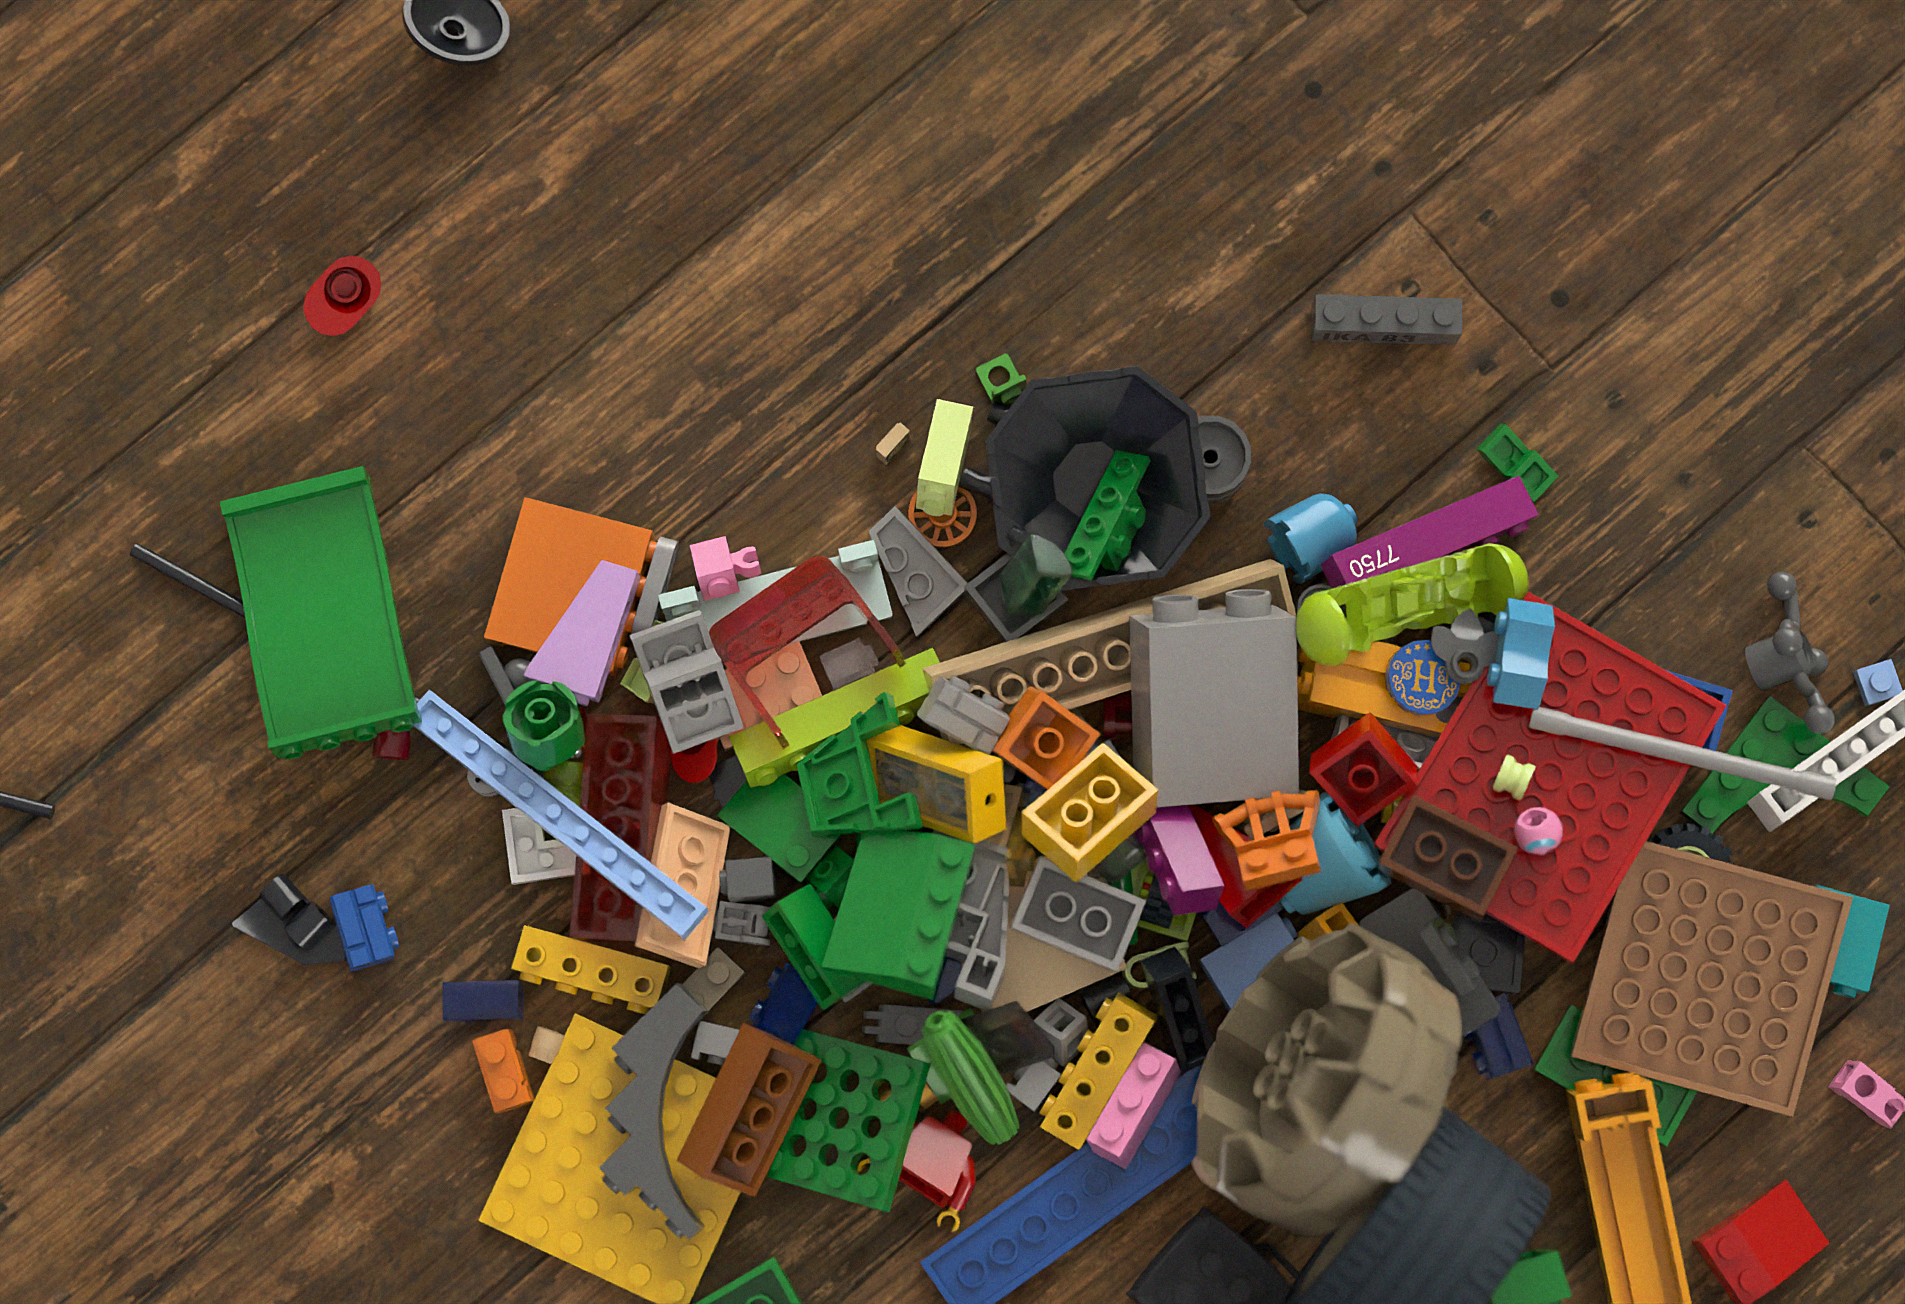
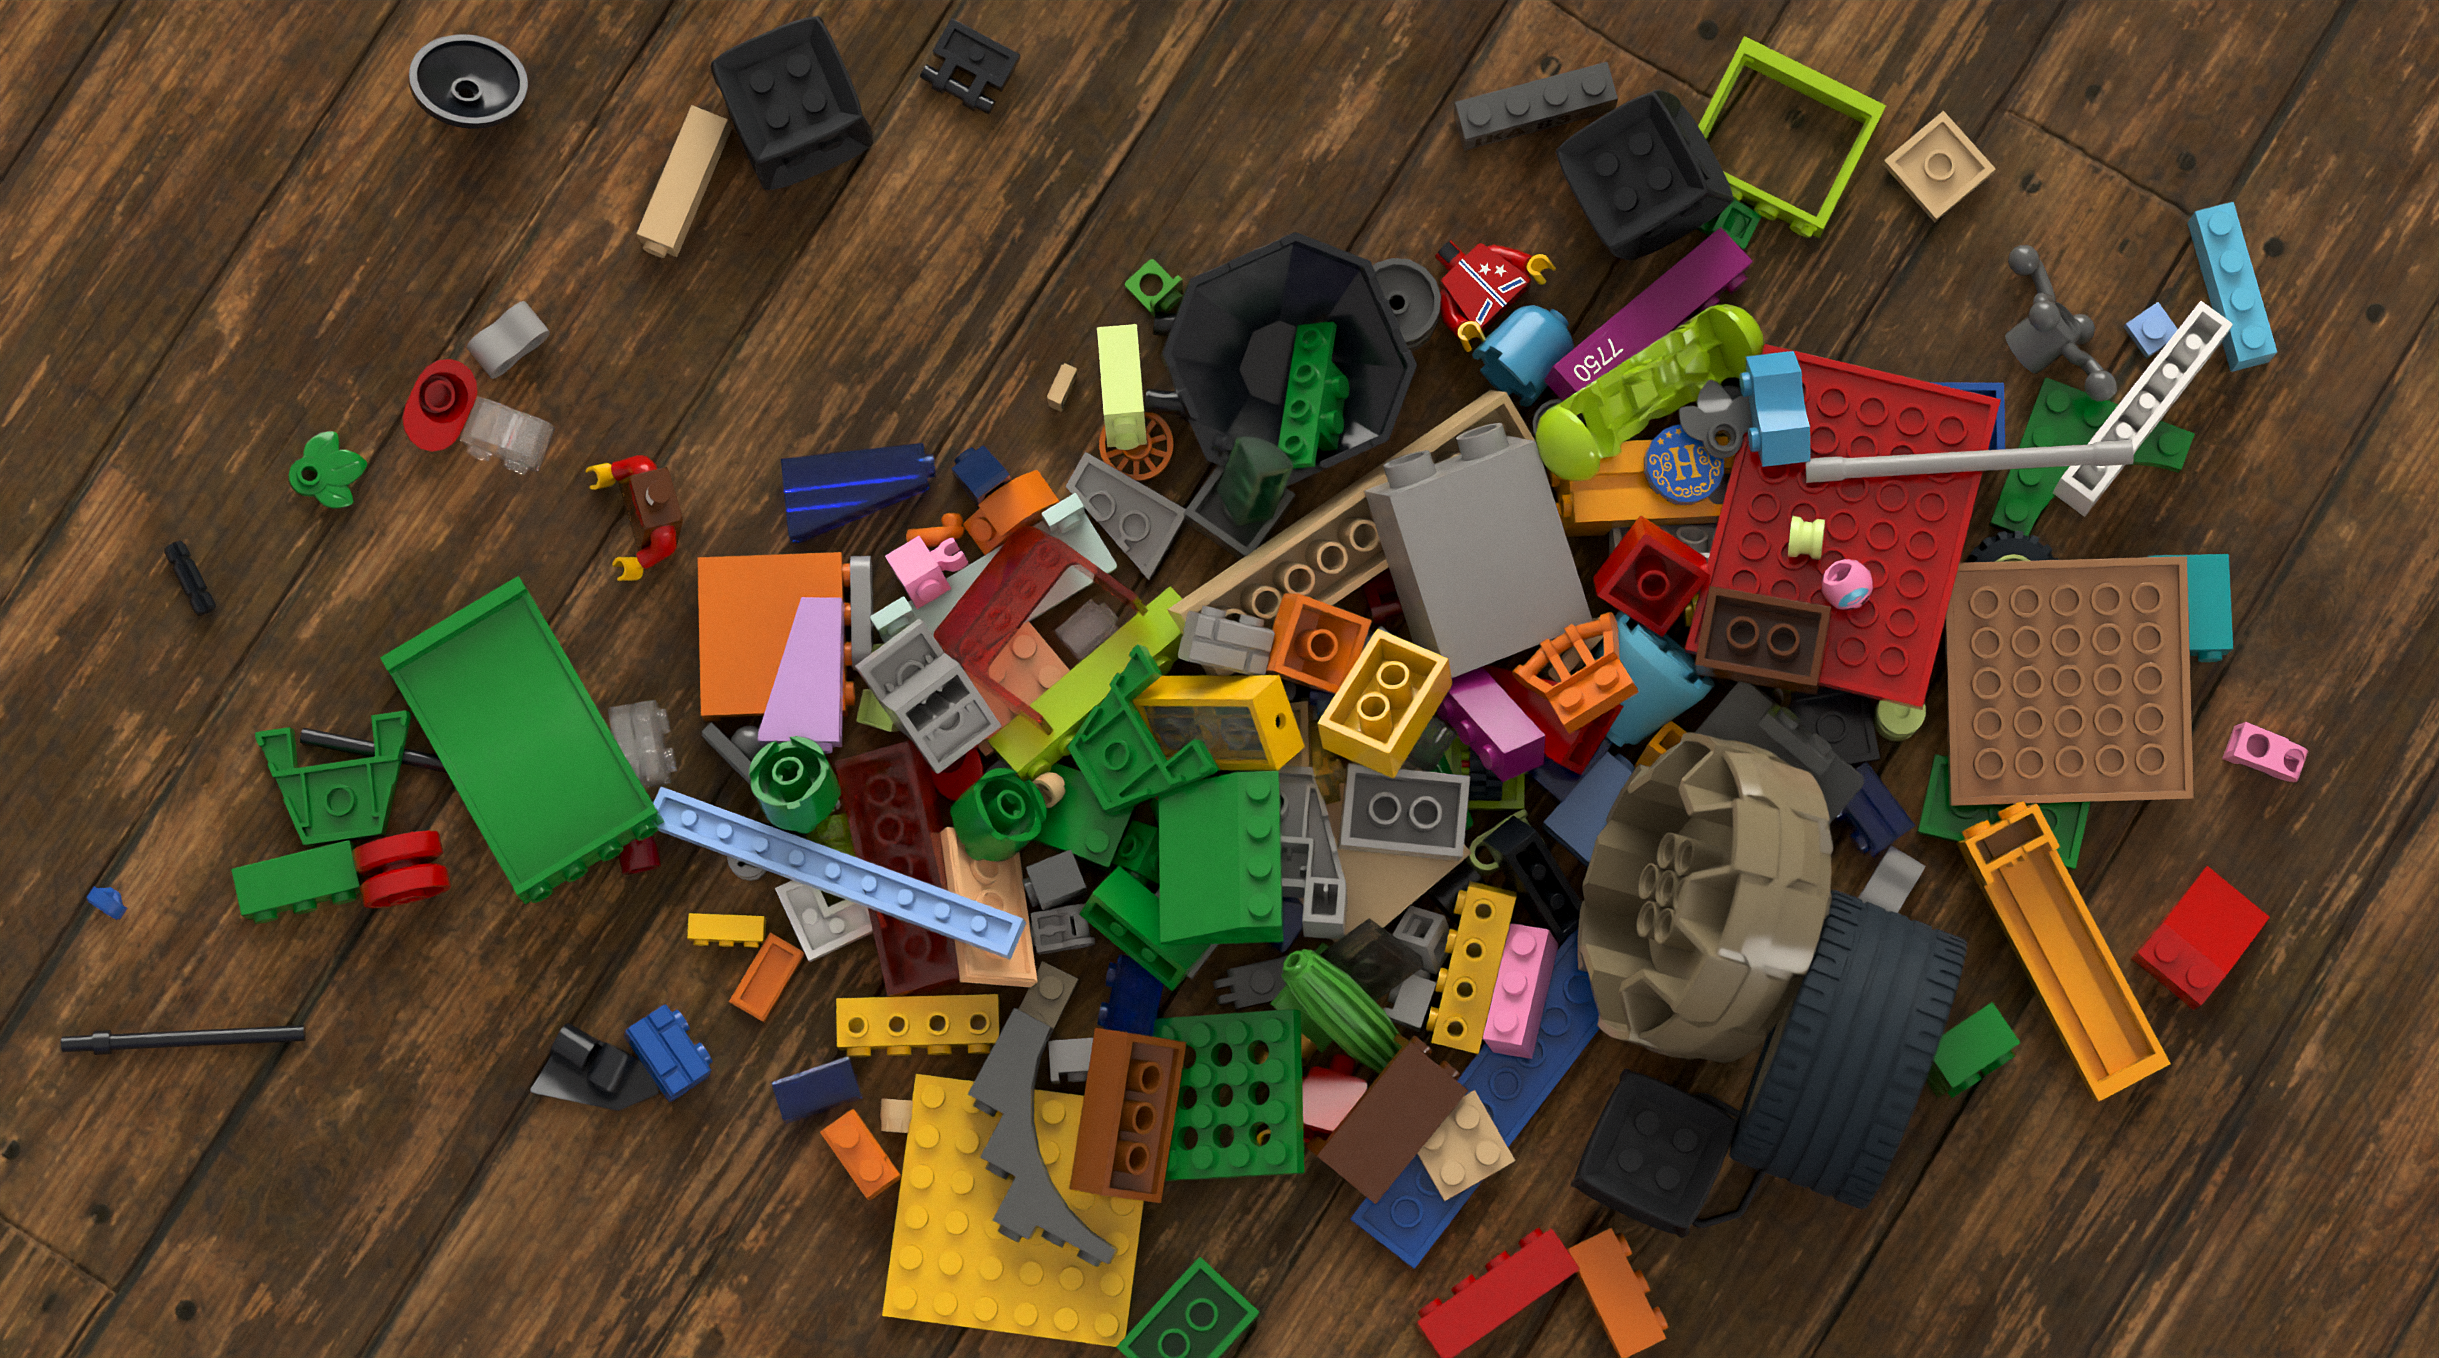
camera: 15 degrees left, 0 degrees up
(80, 382) = (189, 578): none -> black axle
(88, 677) = (297, 882): none -> green brick
(148, 614) = (343, 797): none -> green wing
(180, 694) = (401, 869): none -> red wheel
(233, 327) = (333, 471): none -> green plate
(393, 339) = (506, 435): none -> clear brick
(421, 256) = (508, 339): none -> light grey axle
(426, 644) = (640, 735): none -> clear brick
(449, 833) = (726, 929): none -> yellow piece
(471, 887) = (767, 977): none -> orange tile
(496, 441) = (650, 510): none -> torso
(616, 164) = (683, 182): none -> tan brick
(676, 473) = (848, 485): none -> clear blue slope
(717, 806) = (998, 815): none -> green brick
(729, 121) = (792, 102): none -> black piece
(739, 541) = (935, 536): none -> orange arm
(768, 796) = (1051, 788): none -> tan hinge
(797, 501) = (979, 473): none -> dark blue slope
(812, 536) = (1008, 509): none -> orange brick
(906, 129) = (975, 55): none -> black plate
(982, 1187) = (1391, 1119): none -> reddish brown panel
(1037, 1227) = (1464, 1149): none -> tan plate
(1292, 465) = (1484, 286): none -> red torso
(1465, 408) = (1644, 175): none -> black piece
(1496, 1108) = (1892, 880): none -> light grey axle
(1544, 965) = (1897, 721): none -> yellowish green piece
(1636, 372) = (1816, 87): none -> lime window
(1730, 479) = (1939, 166): none -> tan plate

